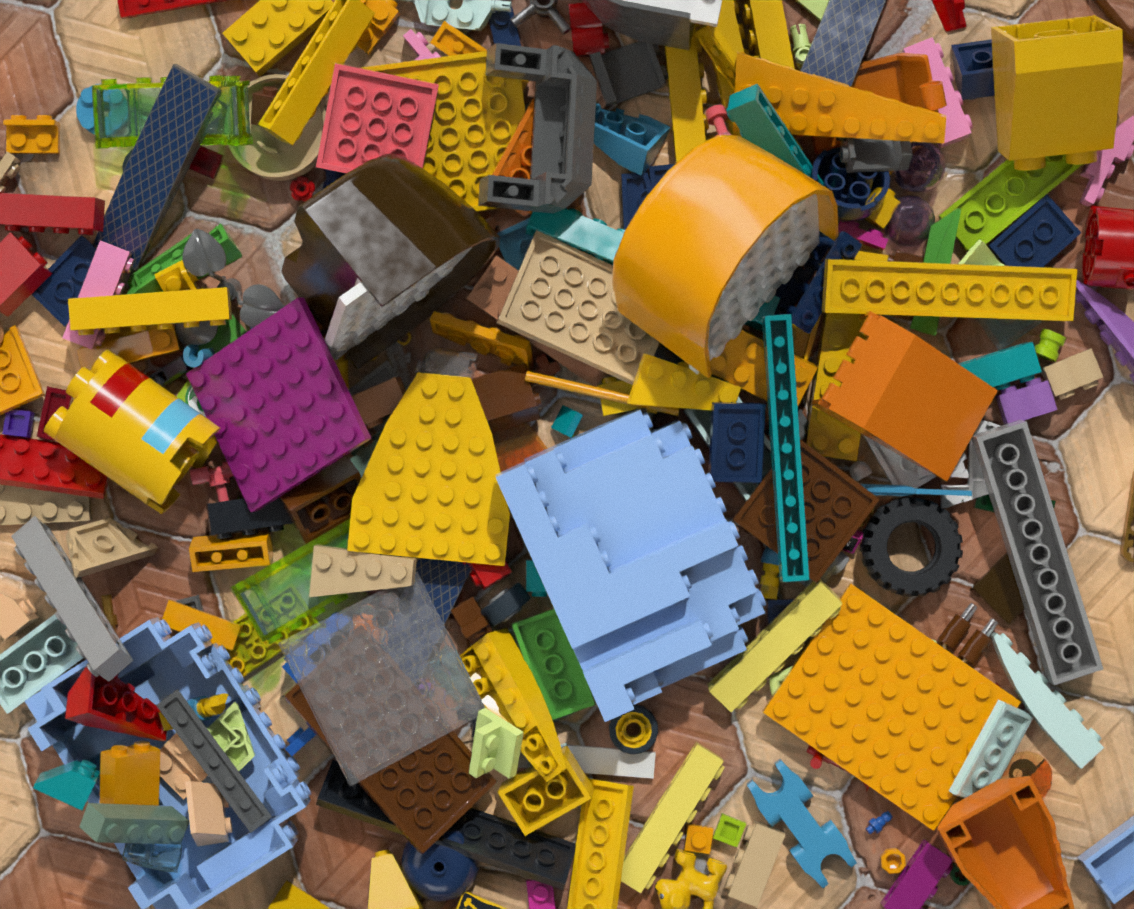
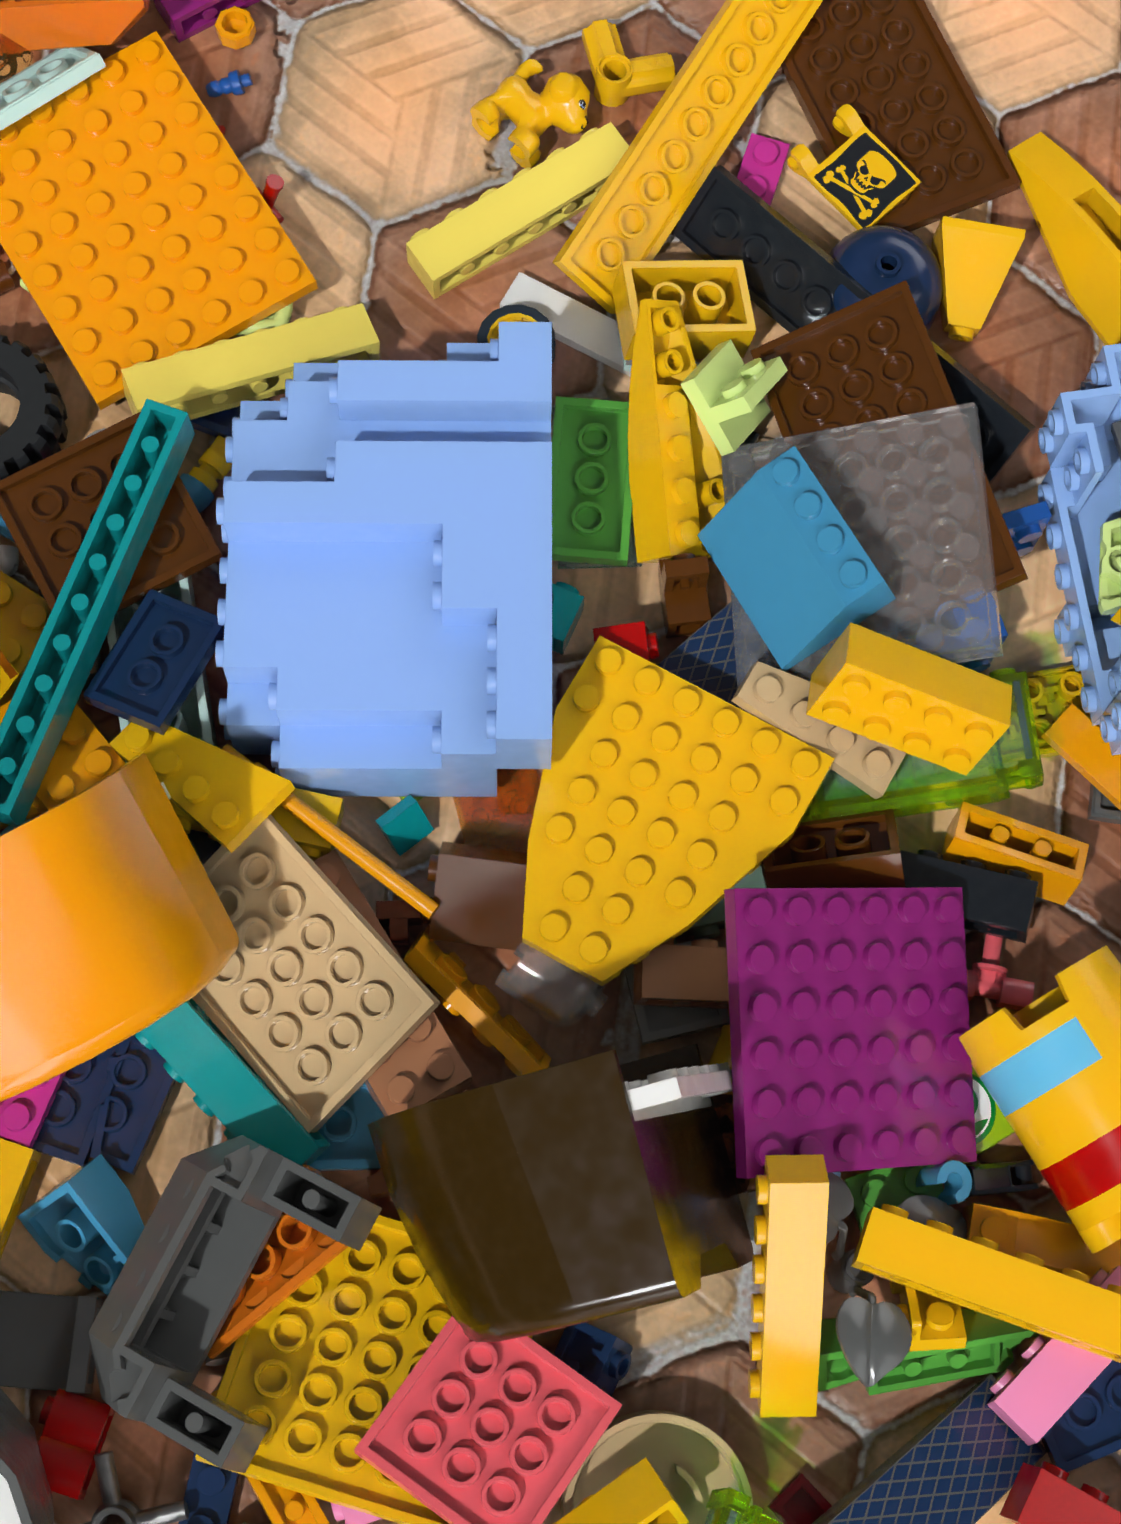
camera: 155 degrees left, 15 degrees down
(255, 260) = (791, 1284): none -> yellow brick
(297, 184) = (673, 1383): red plate -> none
(319, 598) = (909, 699): none -> yellow brick
(415, 653) = (793, 560): none -> dark azure slope
(505, 604) = (624, 592): black wheel -> none
(698, 838) = (493, 167): light orange plate -> none
(729, 830) = (444, 159): lime plate -> none
(754, 863) = (429, 101): tan brick -> none
(814, 841) = (344, 157): dark azure piece -> none

